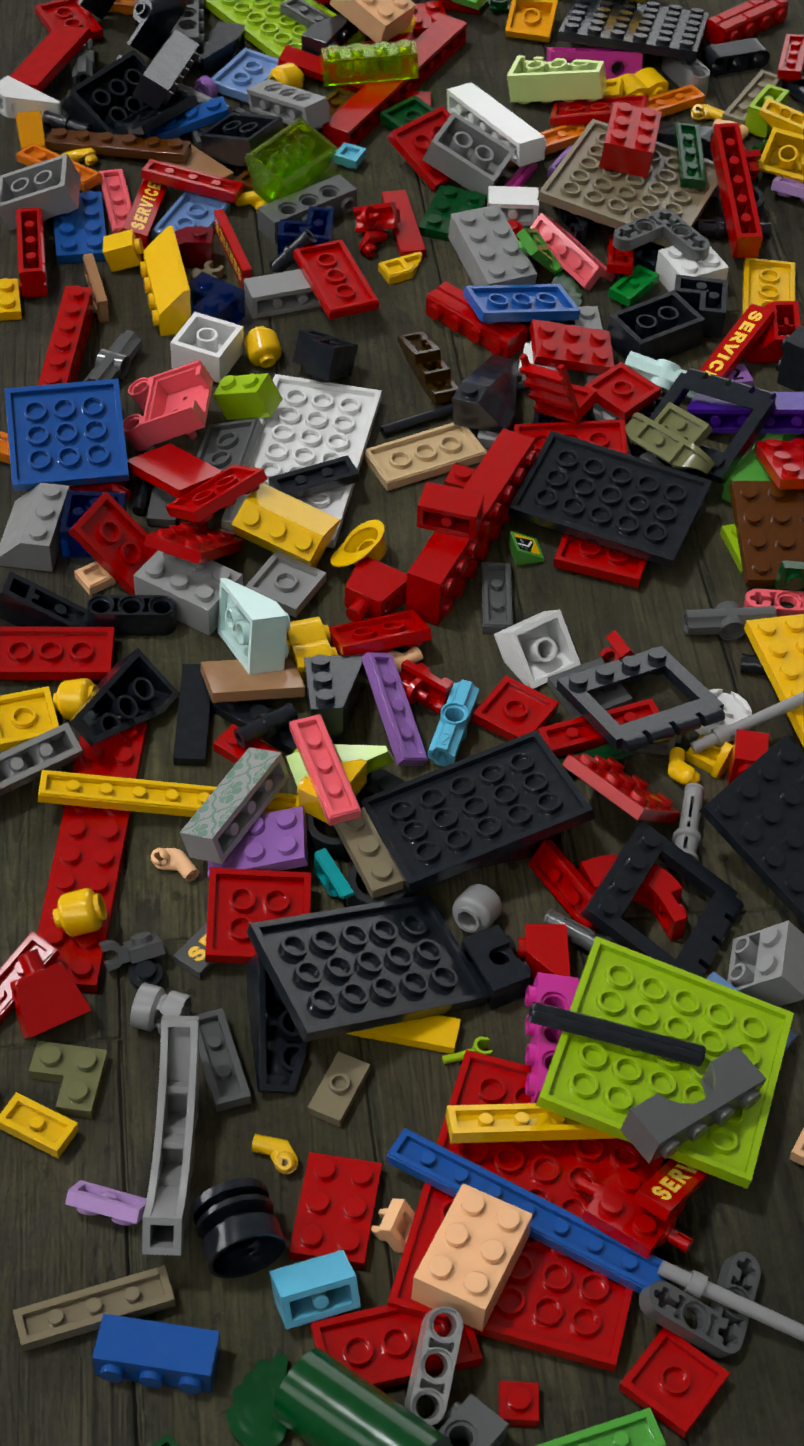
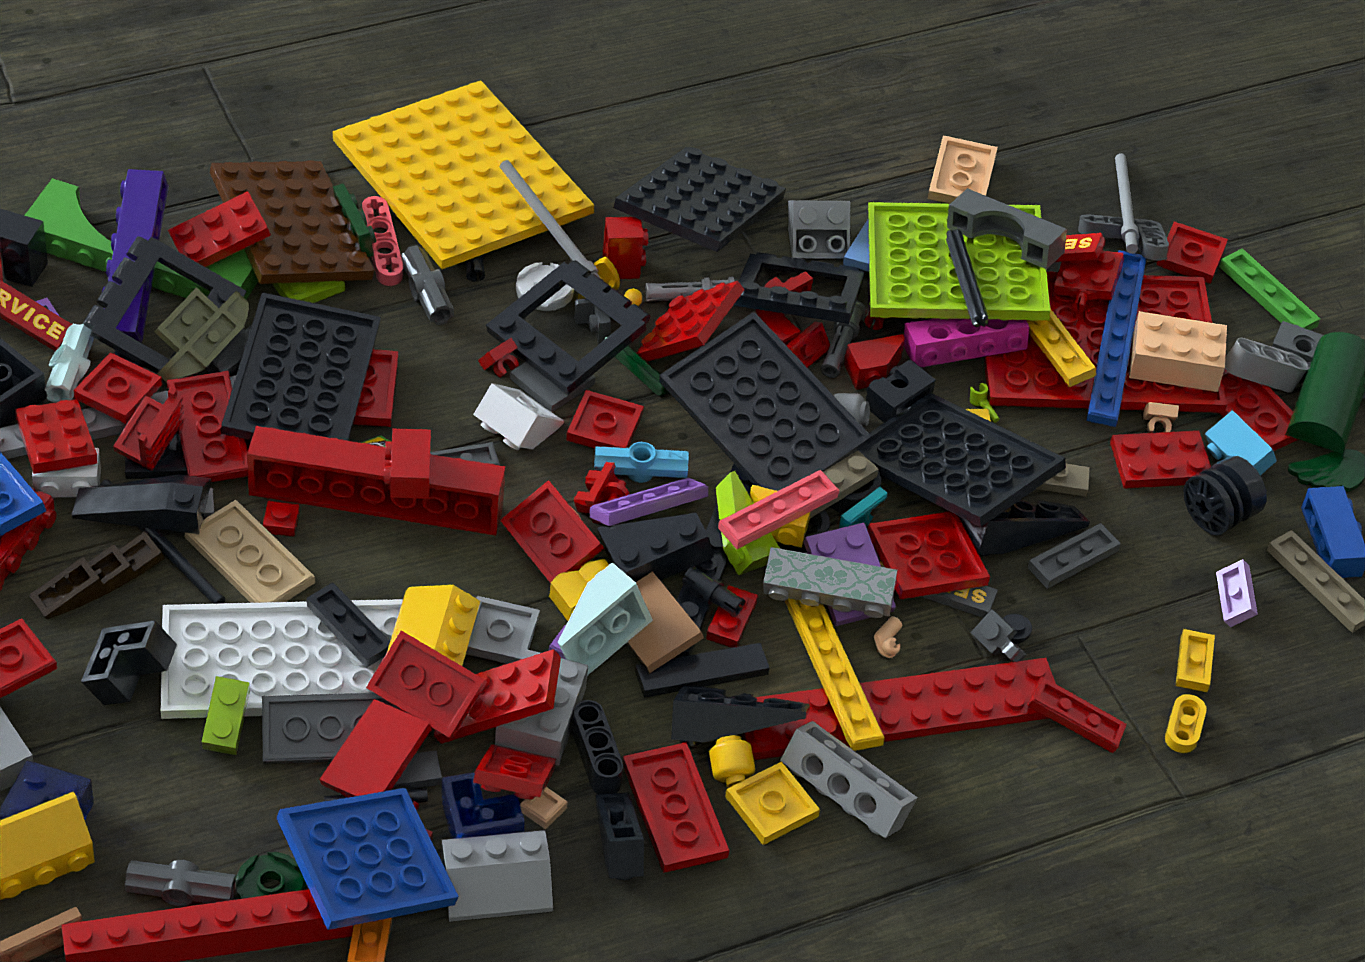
camera: 110 degrees left, 0 degrees up
(45, 995) = (1086, 674): red torso -> none
(77, 1069) = (1130, 651): olive plate -> none
(80, 912) = (996, 669): yellow head -> none
(153, 1003) = (1054, 599): light grey wheel -> none
(171, 404) = (264, 763): coral piece -> none
(173, 1151) = (1182, 553): light grey arch -> none
(211, 341) = (135, 783): white brick -> none
(262, 347) = (109, 736): yellow head -> none
(279, 1151) = (1134, 501): yellow arm -> none
(362, 541) = (435, 565): yellow piece -> none
(374, 590) = (487, 554): red torso -> none
(519, 1403) = (1251, 329): red plate -> none
(579, 734) = (614, 375): red plate -> none

